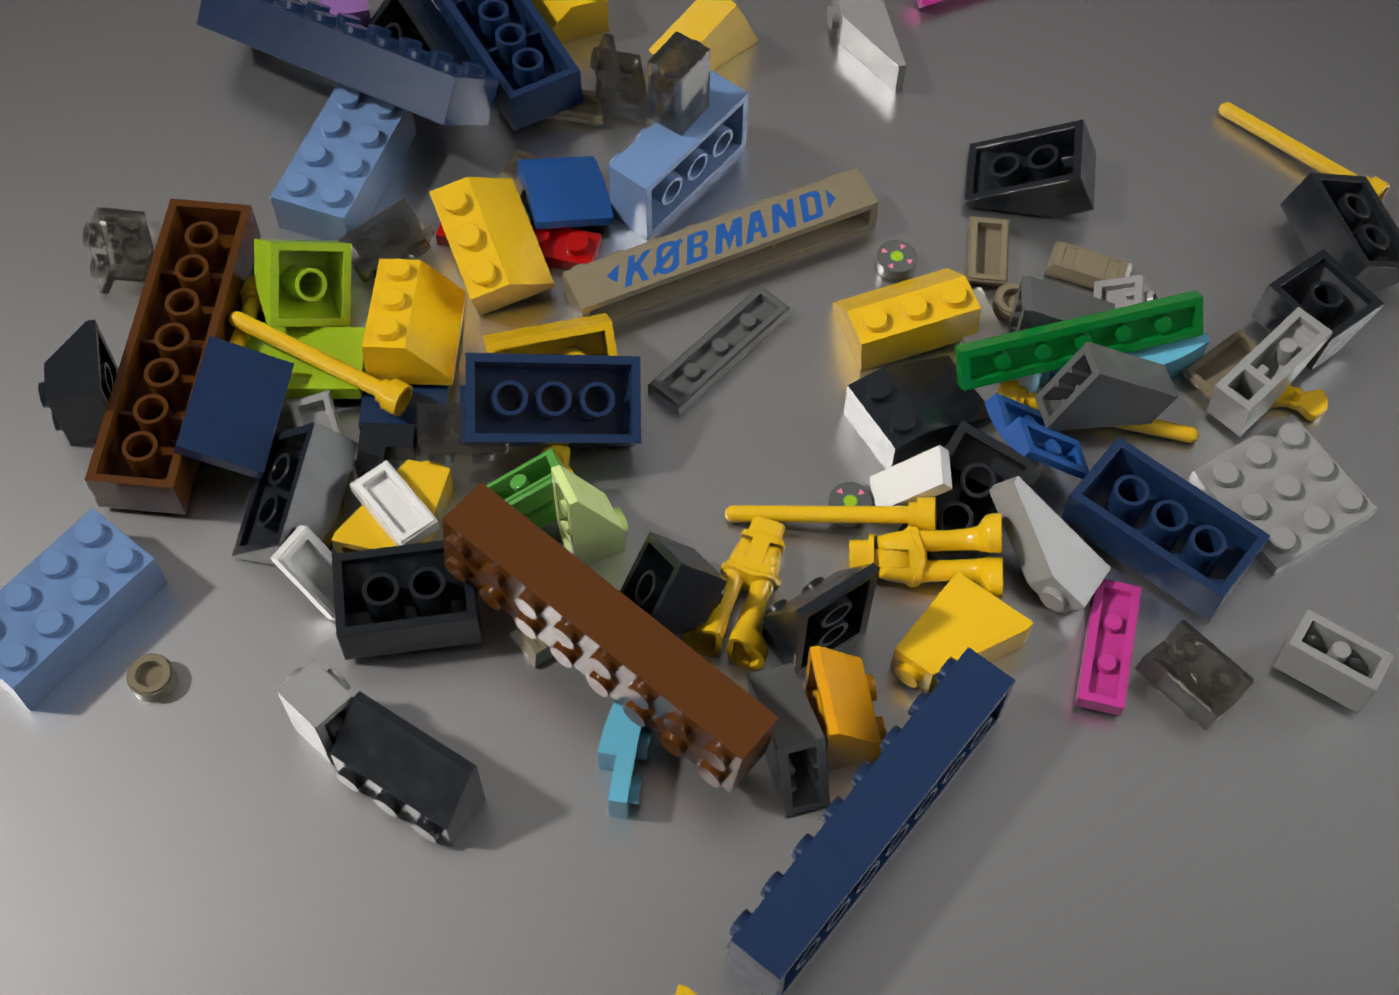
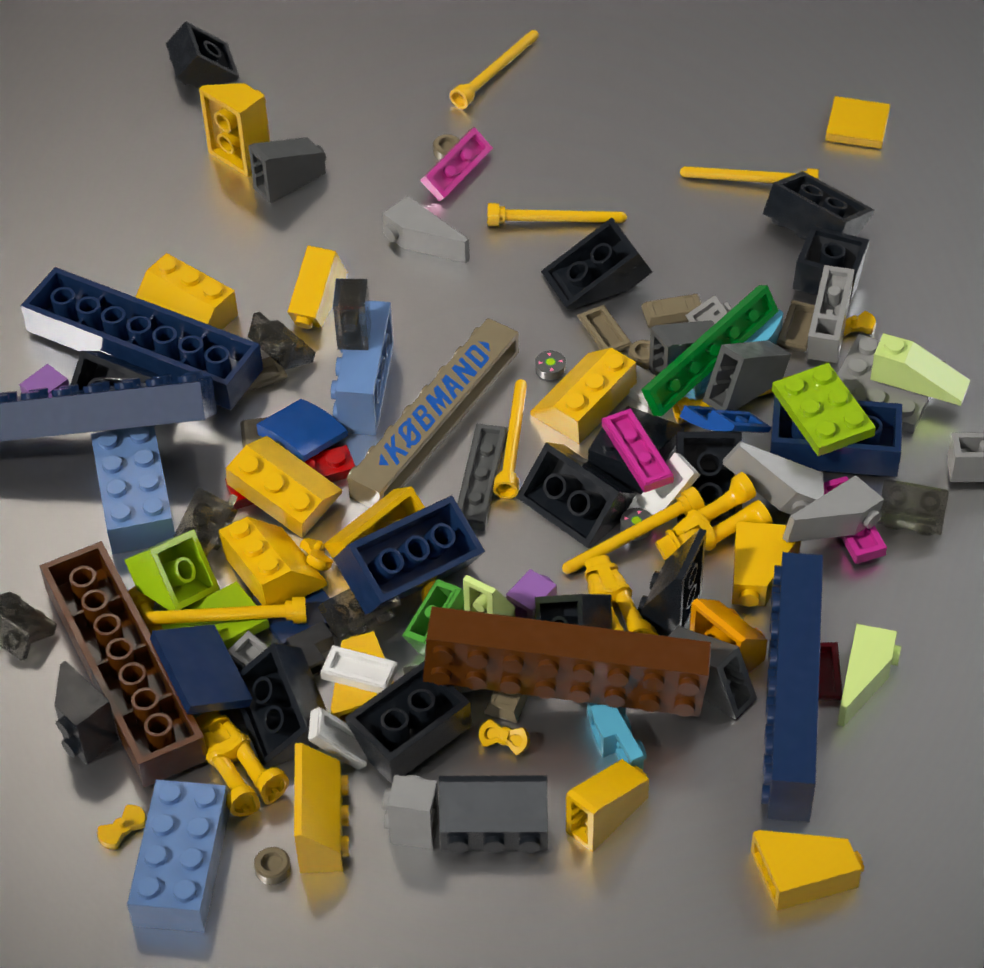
camera: 30 degrees left, 10 degrees down
(27, 541) = (111, 835): none -> yellow piece
(205, 509) = (229, 745): none -> yellow piece
(229, 644) = (319, 811): none -> yellow slope
(469, 339) = (316, 554): none -> yellow piece
(514, 689) = (516, 739): none -> yellow piece
(546, 831) = (604, 803): none -> yellow slope
(661, 517) = (523, 593): none -> medium lavender brick
(739, 372) = (506, 482): none -> yellow piece
(803, 429) = (574, 494): none -> black slope
(897, 418) = (637, 450): none -> dark pink tile
(937, 825) = (829, 673): none -> dark red tile
(968, 54) = (498, 215): none -> yellow piece
(983, 852) = (868, 668): none -> yellowish green slope
(1084, 632) = (836, 513): none -> light grey slope
(1162, 489) = (823, 409): none -> lime plate
(1325, 502) = (914, 369): none -> yellowish green slope

